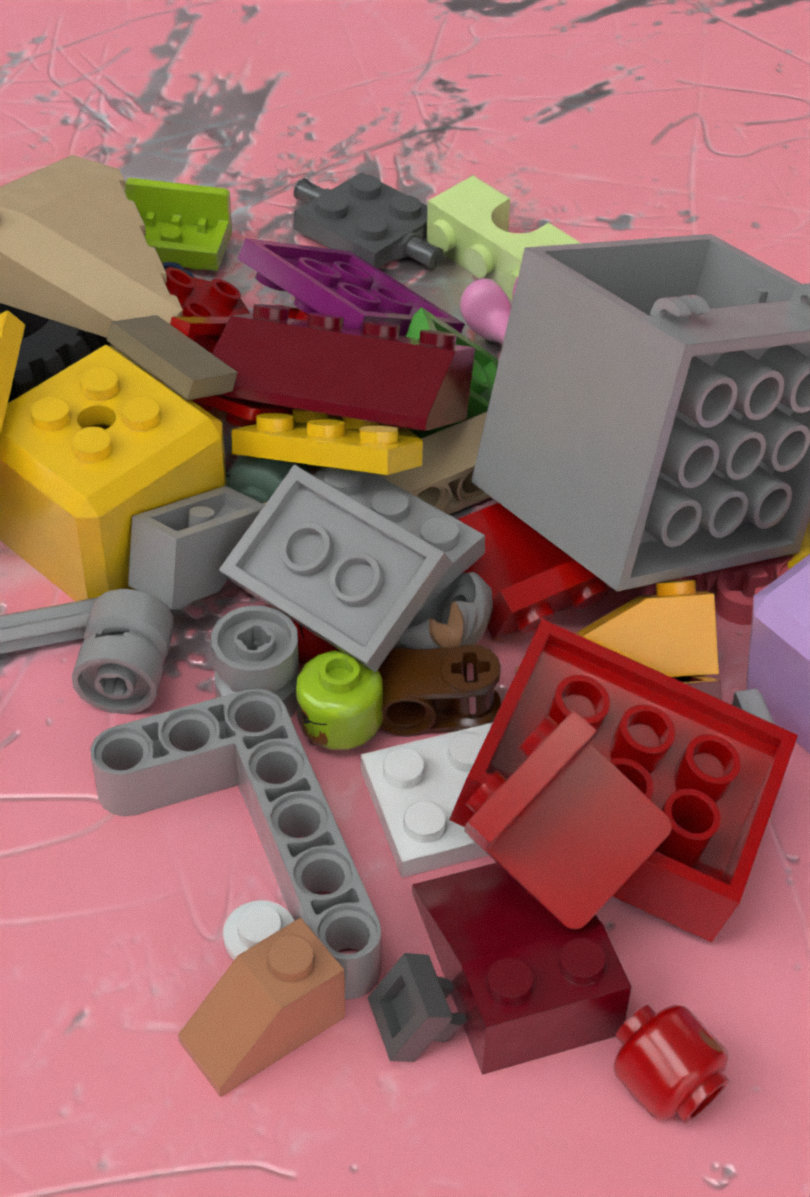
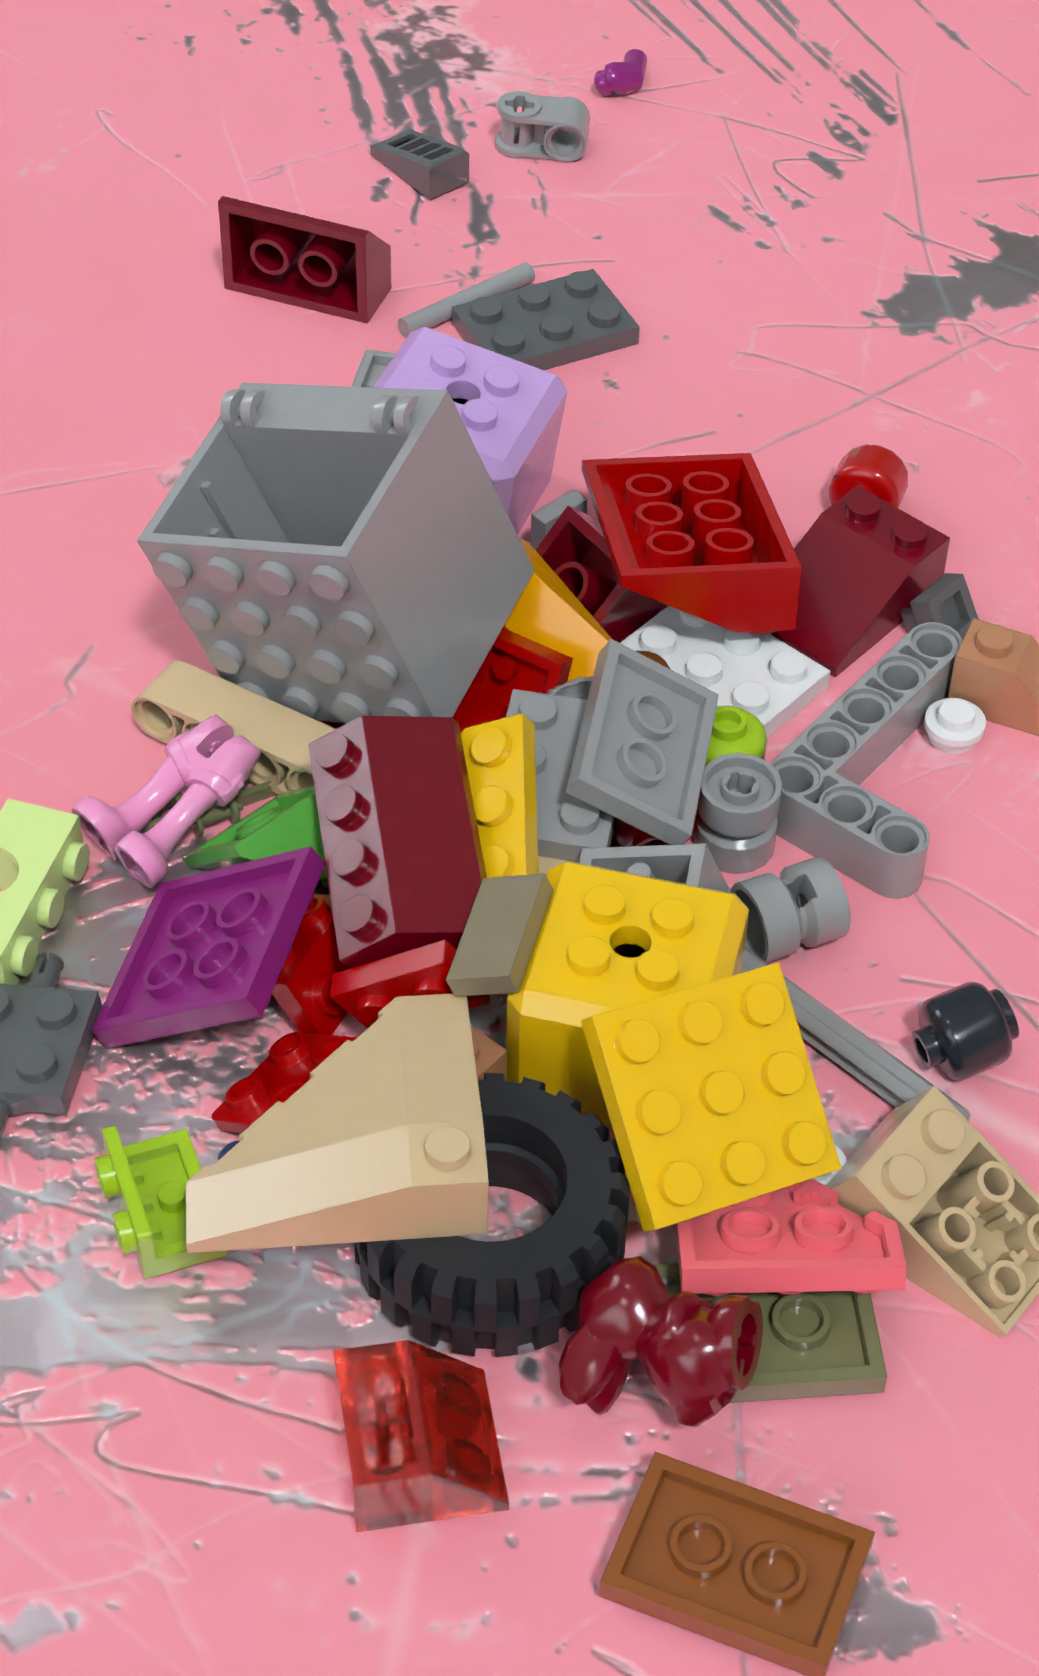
camera: 120 degrees left, 0 degrees up
(566, 822) = (803, 500): red bracket -> none

